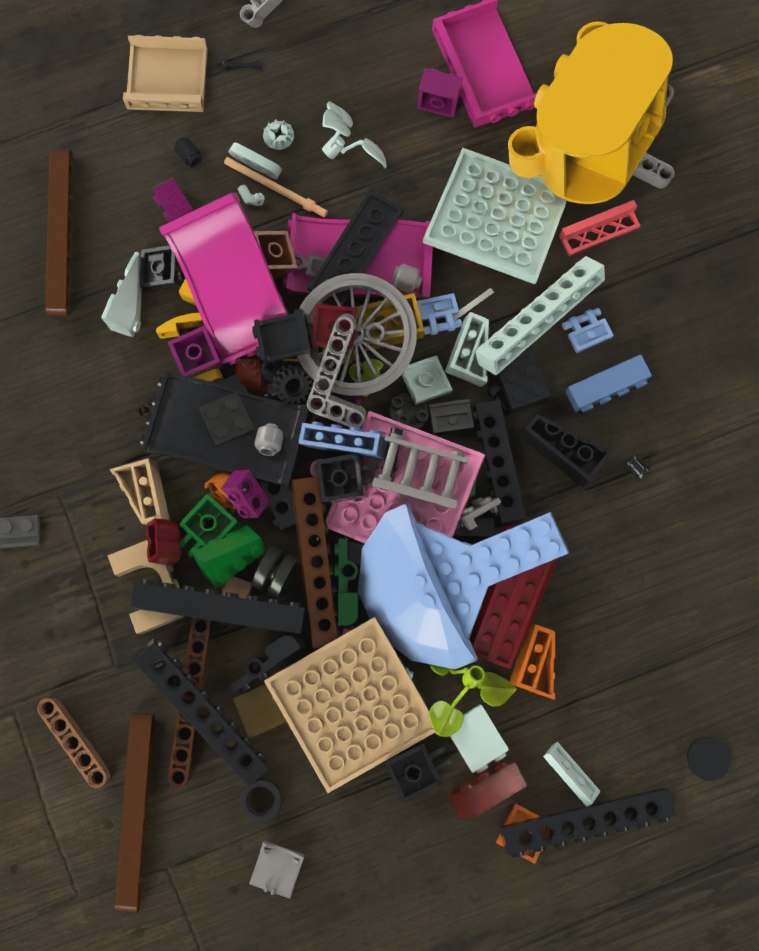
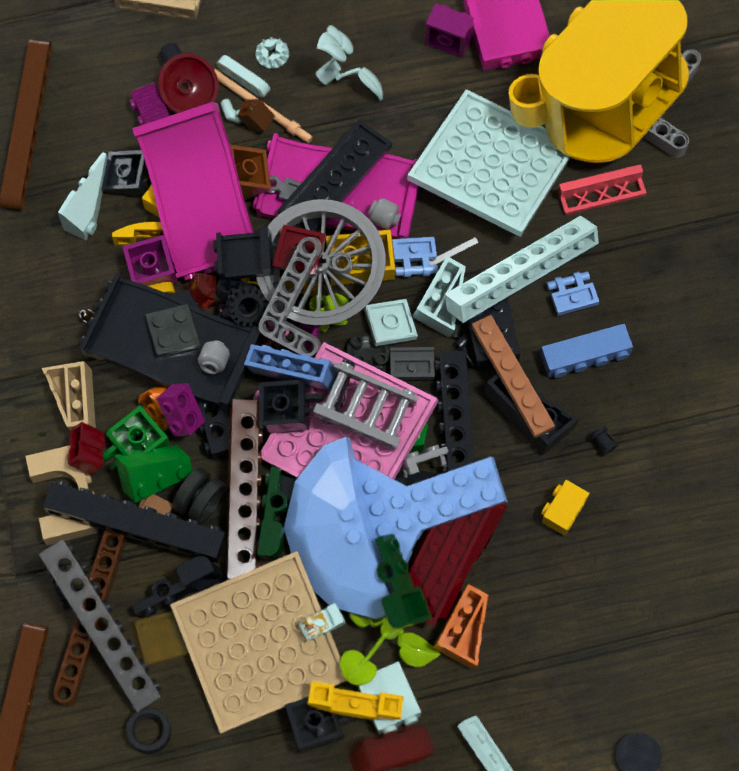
camera: 10 degrees right, 10 degrees down
(213, 166) = (198, 77): none -> dark red dish
(272, 197) = (256, 115): none -> reddish brown brick
(408, 683) = (322, 622): none -> light aqua leg
(449, 752) = (355, 704): none -> yellow slope
(486, 658) = (407, 603): none -> dark green plate
(548, 420) = (512, 376): none -> nougat plate
(611, 535) = (565, 507): none -> yellow brick

